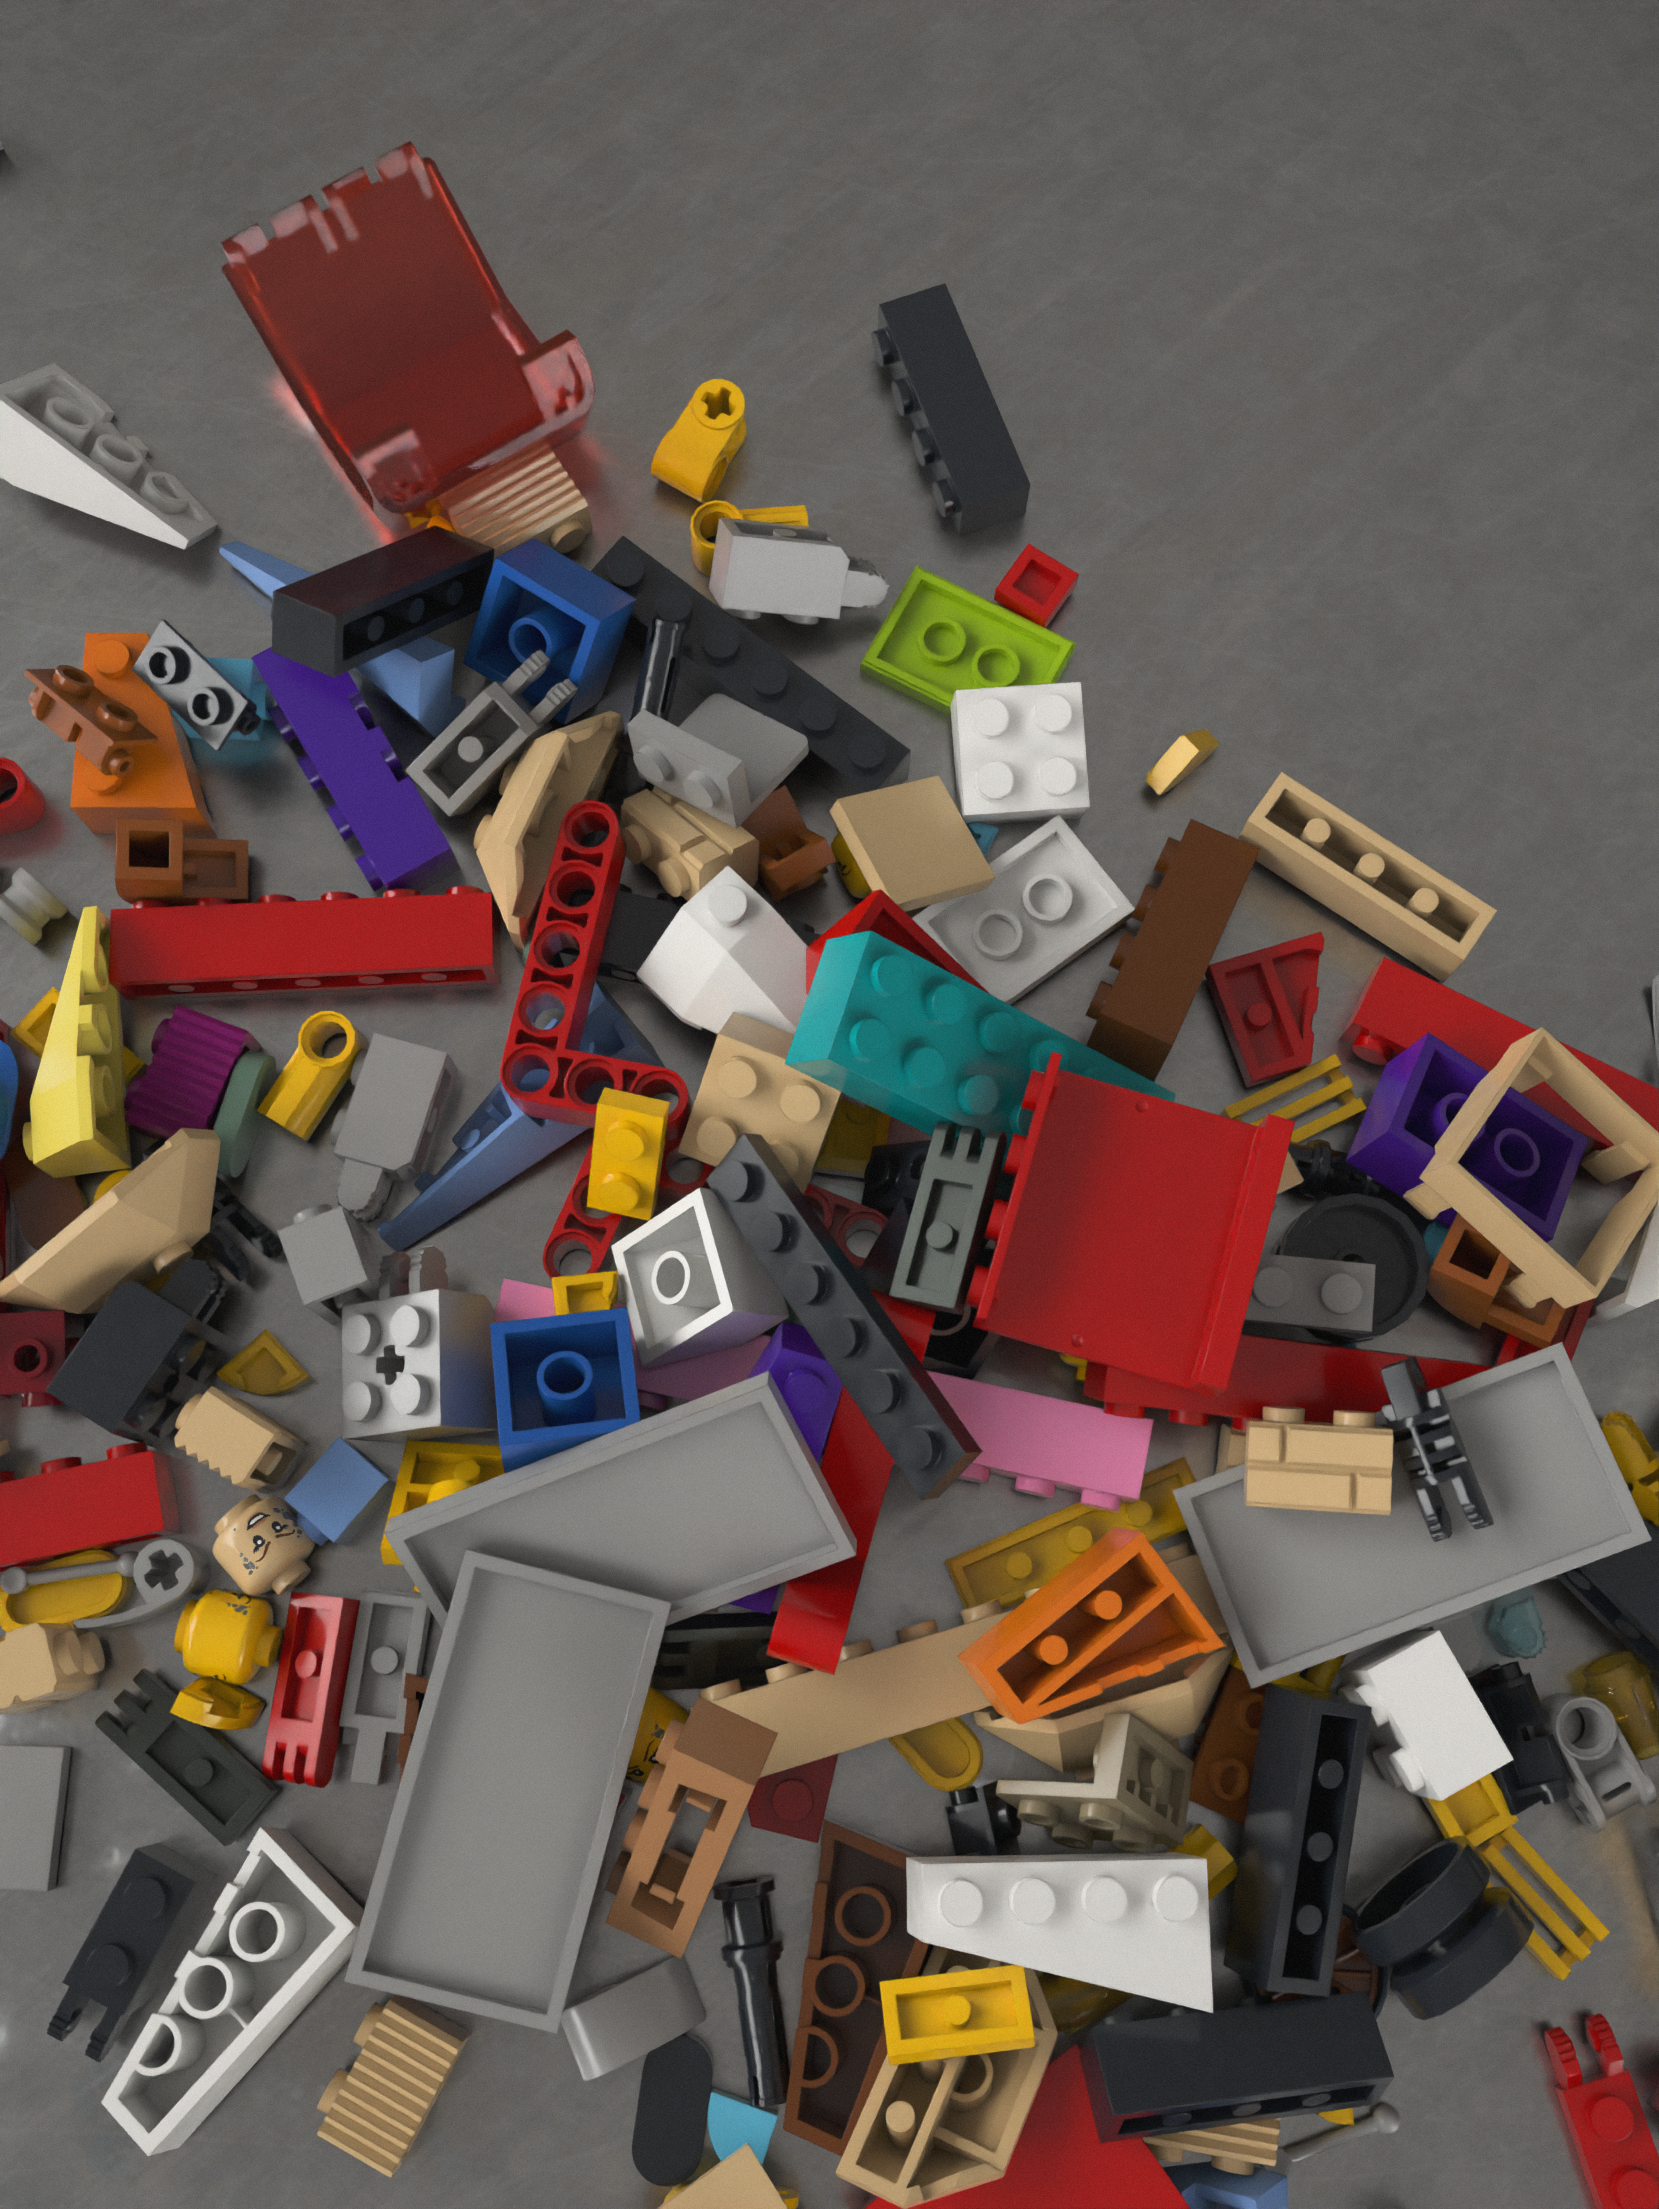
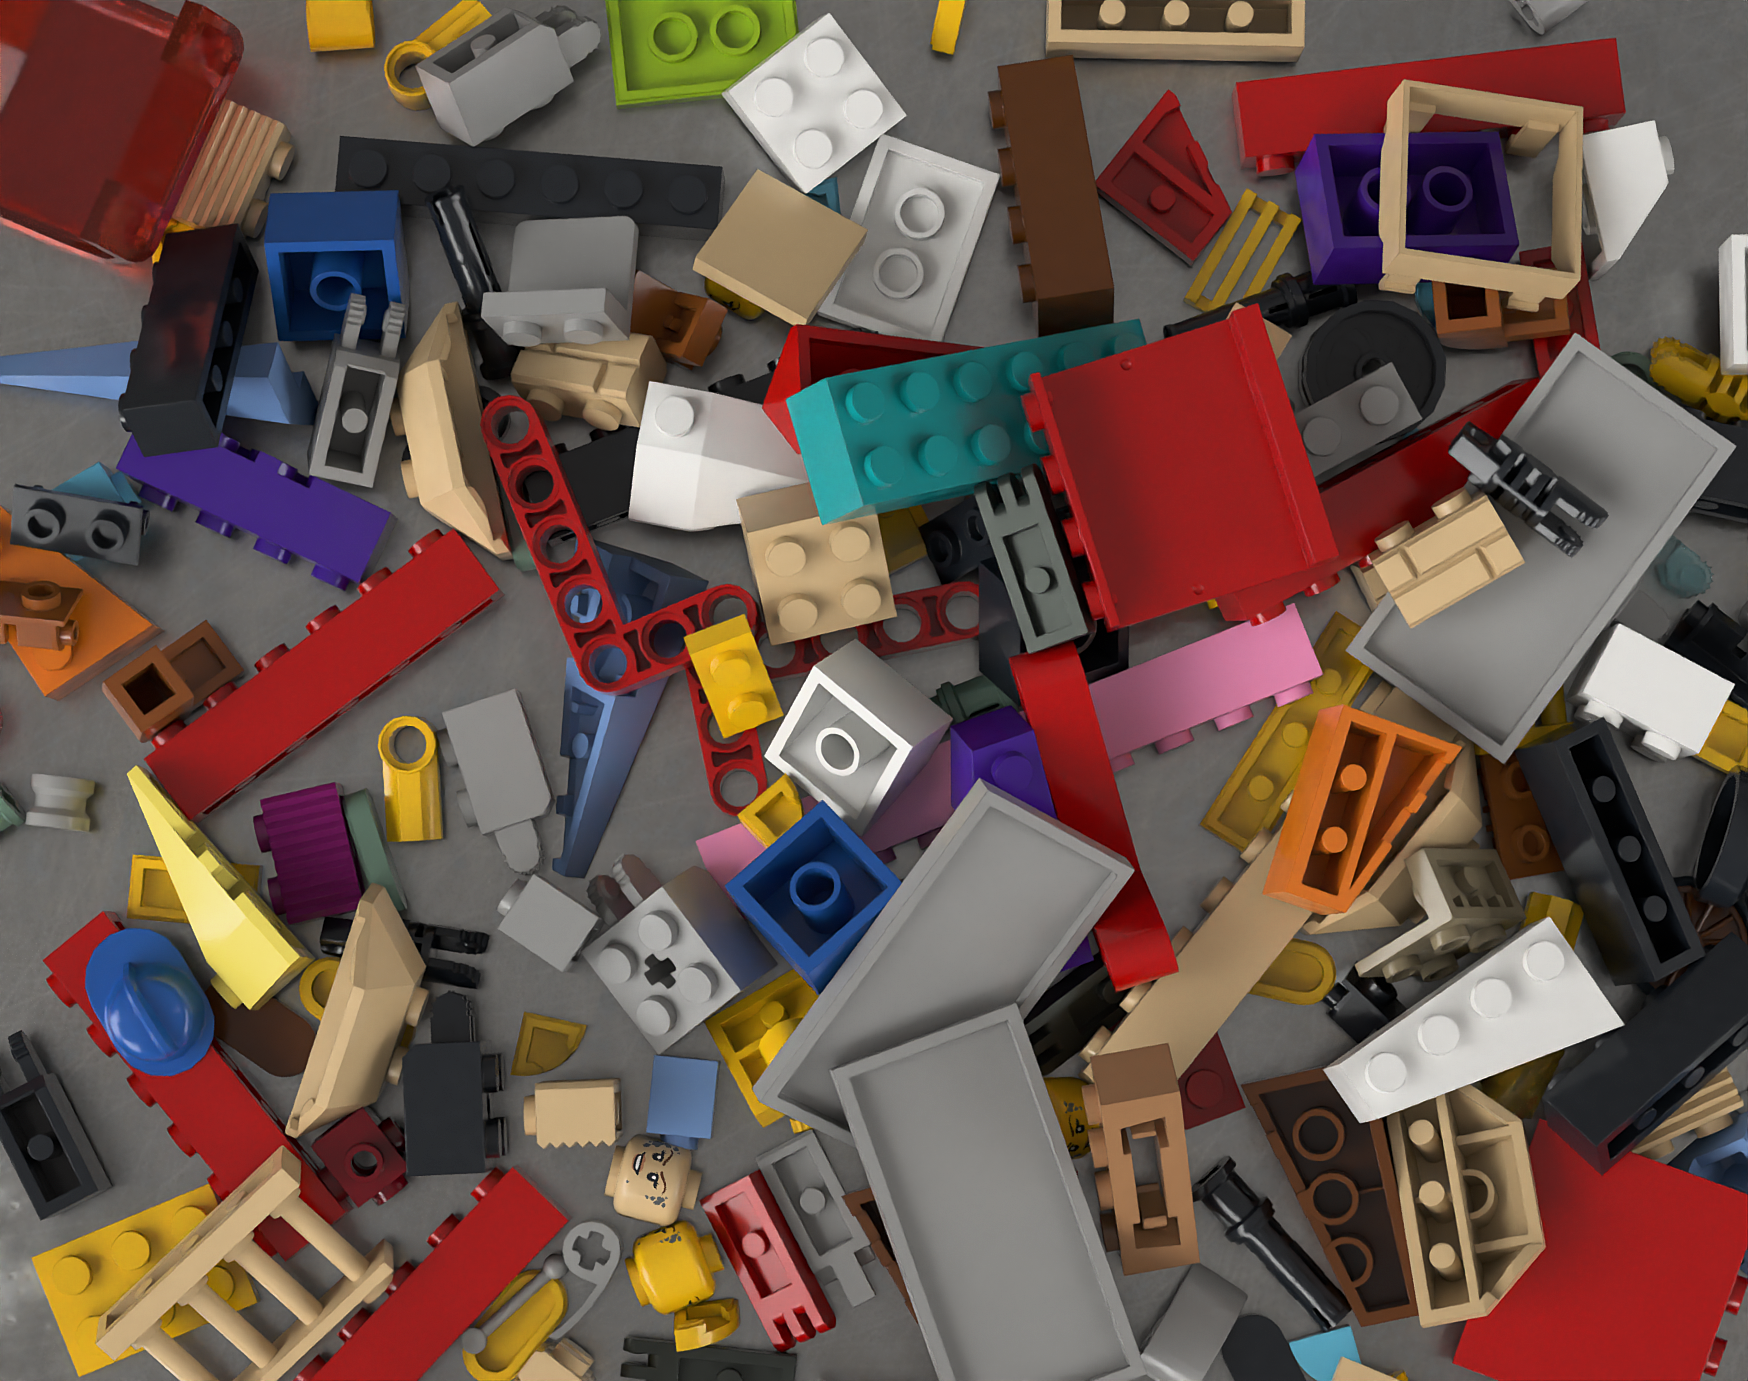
camera: 30 degrees left, 10 degrees up
(843, 1318) = (999, 693): black plate -> none
(956, 2014) = (1436, 1155): yellow plate -> none

